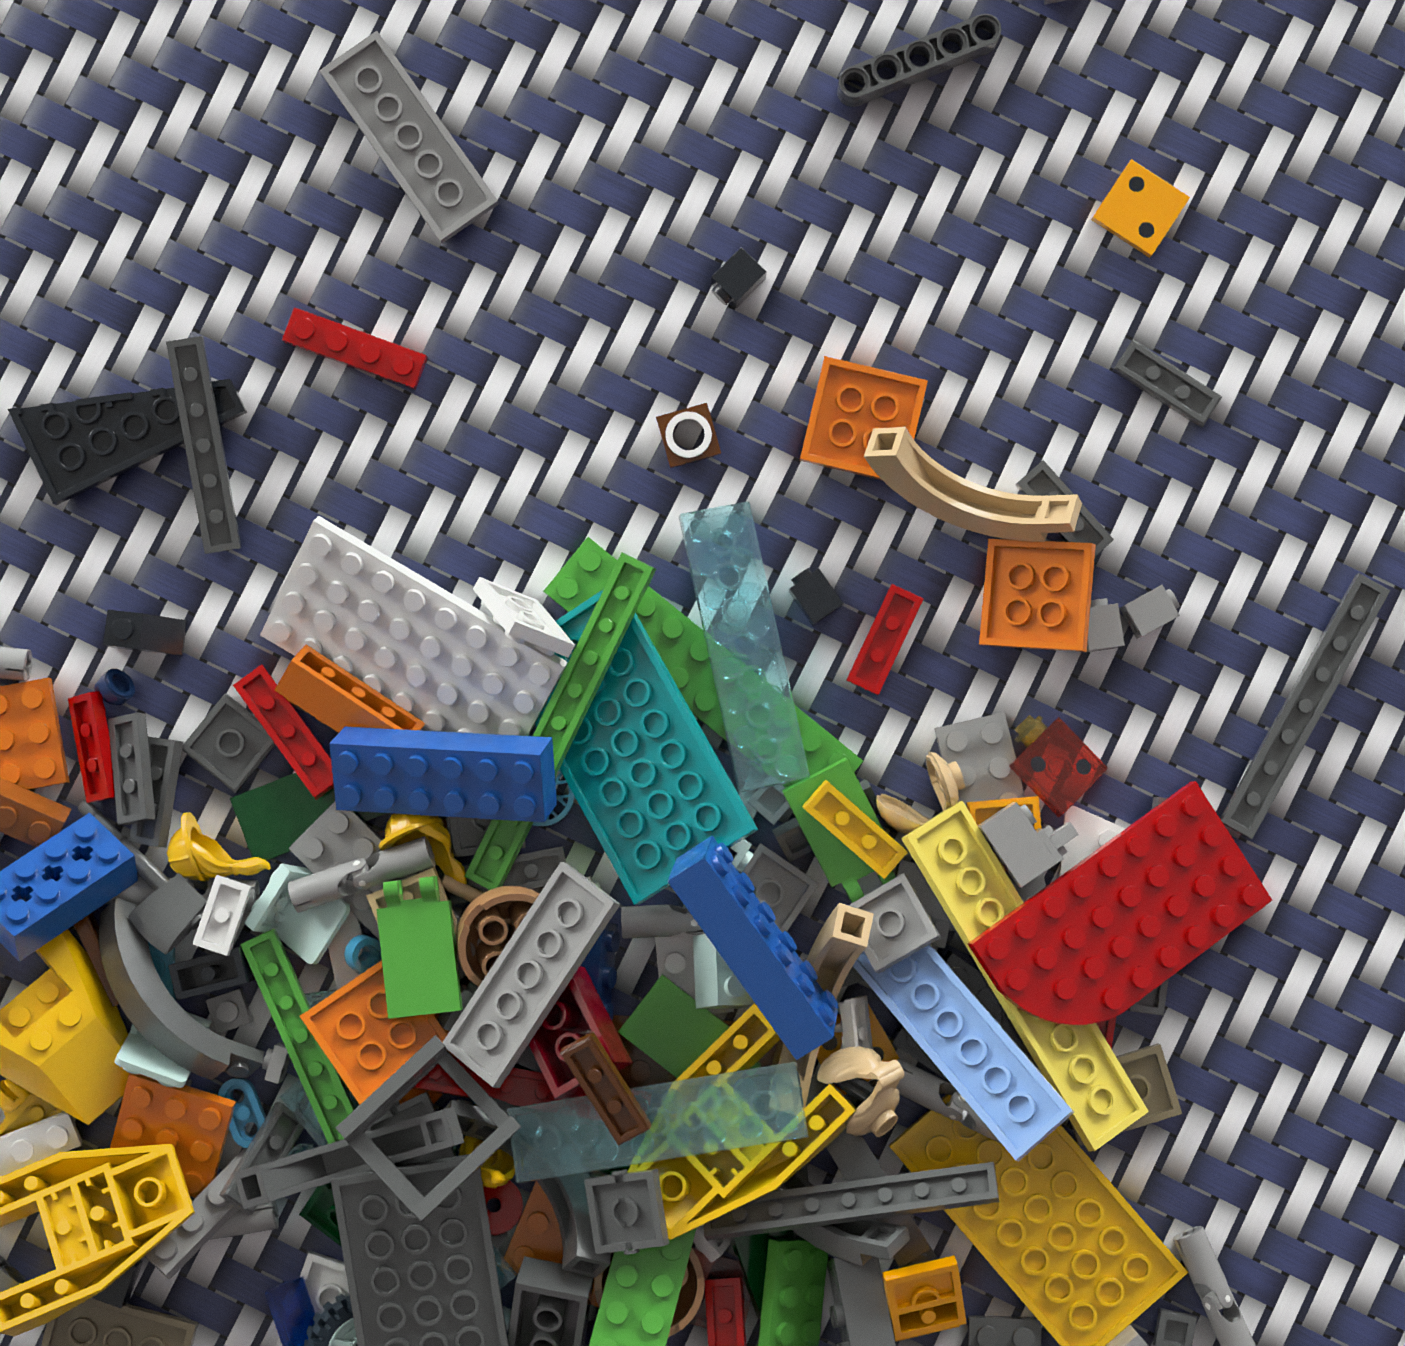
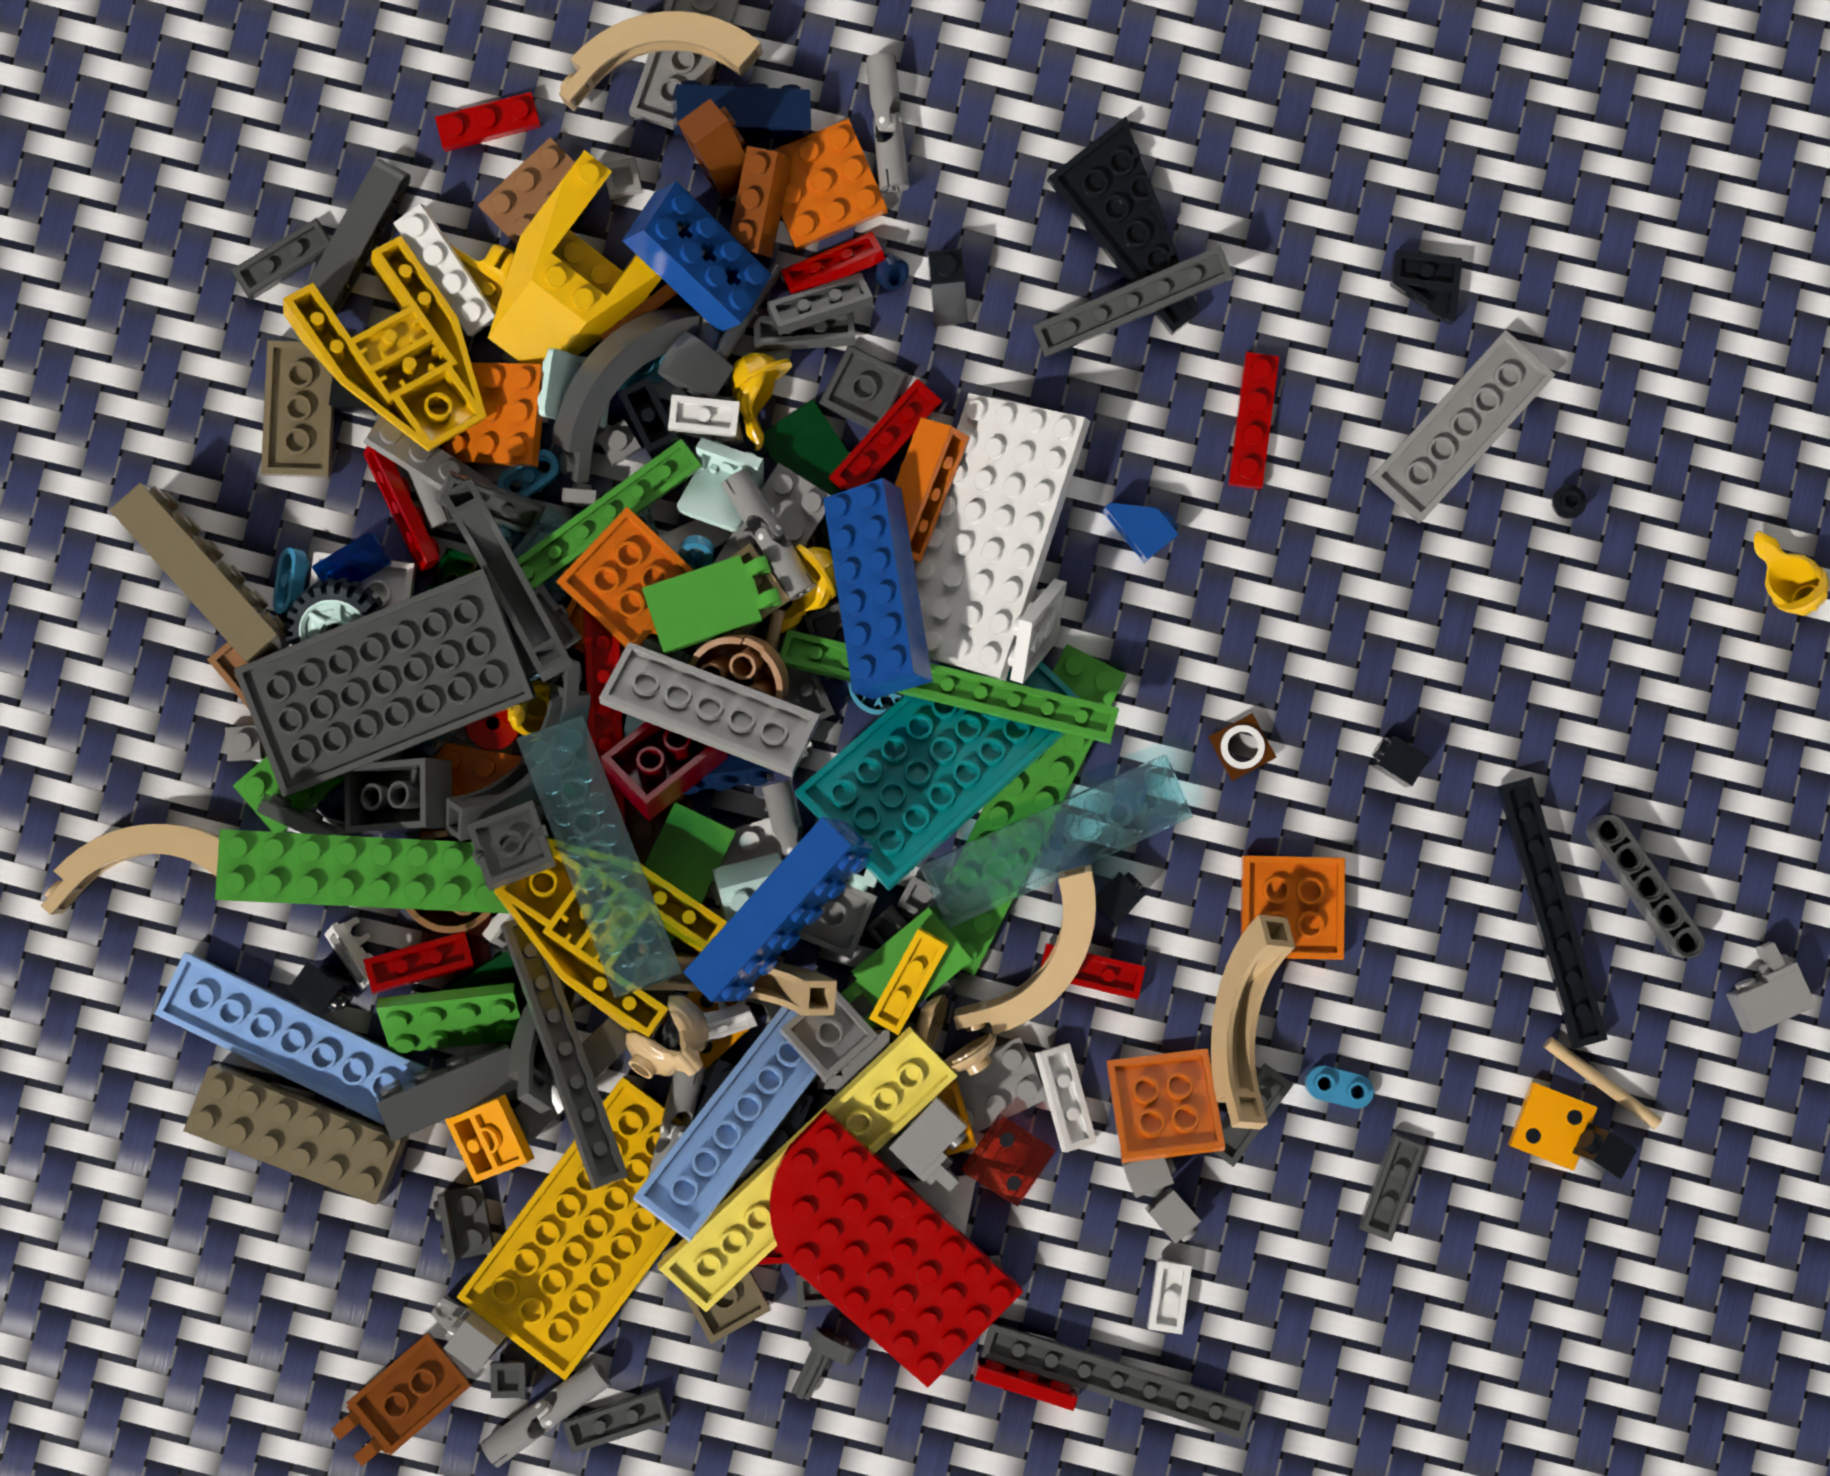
camera: 70 degrees right, 0 degrees up
(251, 137) = (1428, 281): none -> black wing
(258, 1249) = (407, 516): none -> red plate
(389, 1093) = (575, 605): dark grey piece -> none
(440, 486) = (1142, 527): none -> blue slope
(510, 46) = (1569, 502): none -> black plate
(605, 1088) = (619, 801): reddish brown tile -> none
(877, 675) = (1058, 970): none -> tan arch
(925, 159) = (1552, 913): none -> black plate
(1007, 694) = (1065, 1097): none -> white plate
(1029, 729) = (1037, 1125): clear yellow plate -> none
(1055, 413) = (1339, 1086): none -> dark azure plate
(1107, 148) = (1602, 1082): none -> tan bar
(1176, 162) = (1604, 1151): none -> black brick
(1208, 997) = (824, 1346): none -> dark grey piece
(1231, 633) = (1169, 1296): none -> white plate
(1239, 1228) = (616, 1420): none -> dark grey tile
(1289, 799) = (1025, 1384): none -> red plate

